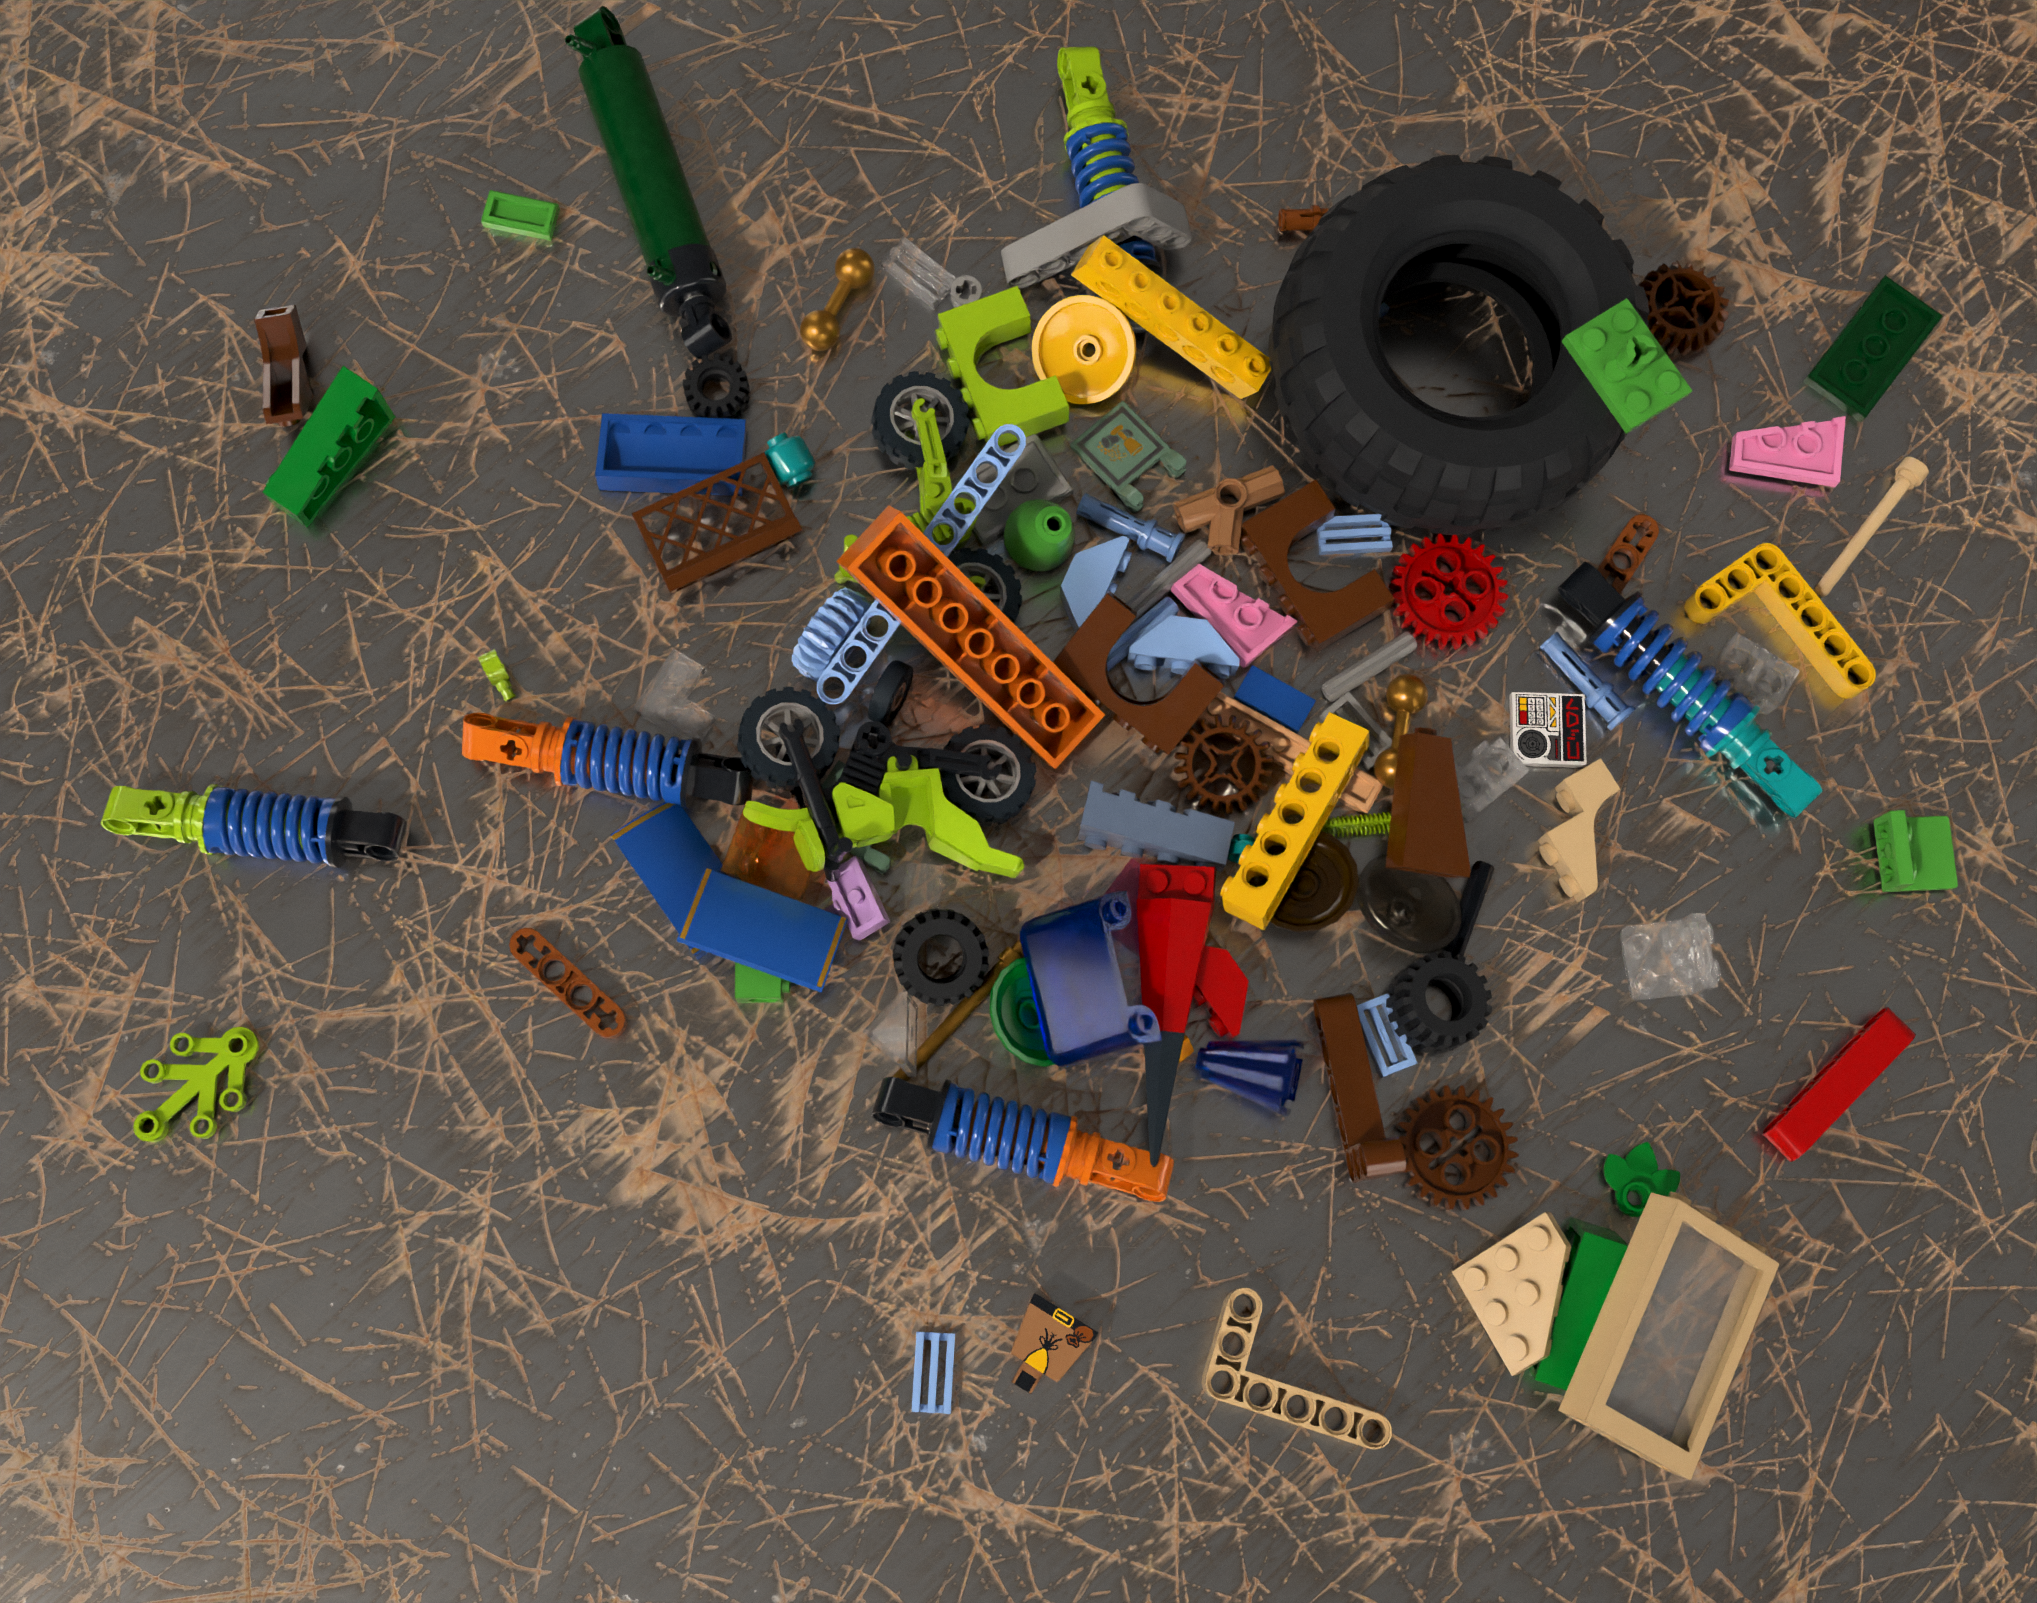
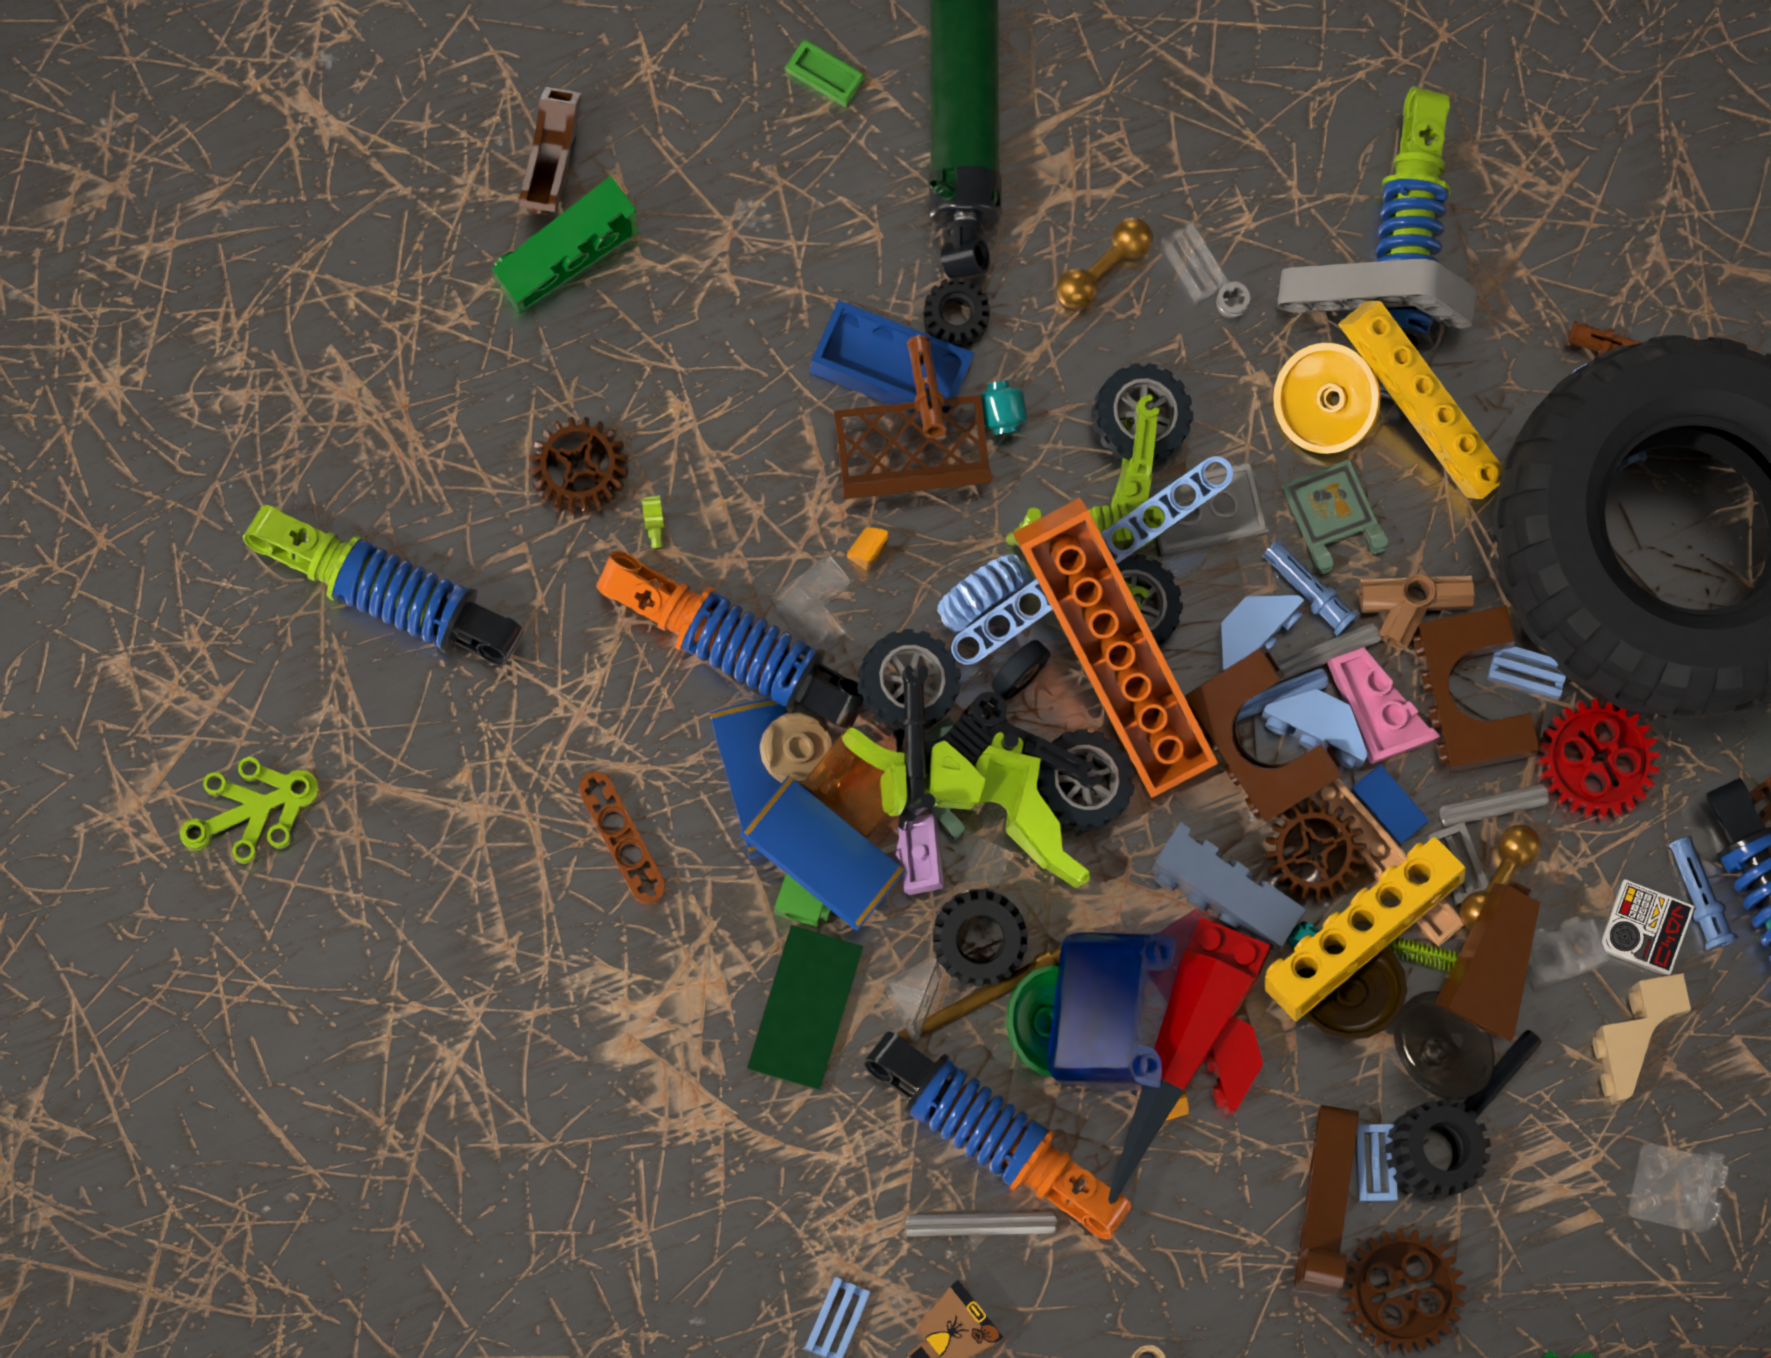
camera: 20 degrees right, 0 degrees up
(409, 620) = (590, 439): none -> reddish brown gear
(701, 838) = (794, 746): none -> tan tile
(709, 630) = (868, 547): none -> light orange slope
(725, 487) = (931, 418): none -> dark orange pin
(798, 1083) = (805, 1008): none -> dark green tile
(971, 332) = (1219, 343): lime arch -> none
(1037, 1228) = (981, 1224): none -> light grey axle
(1039, 535) = (1206, 568): bright green cone -> none
(1254, 1070) = (1240, 1150): clear blue cone -> none

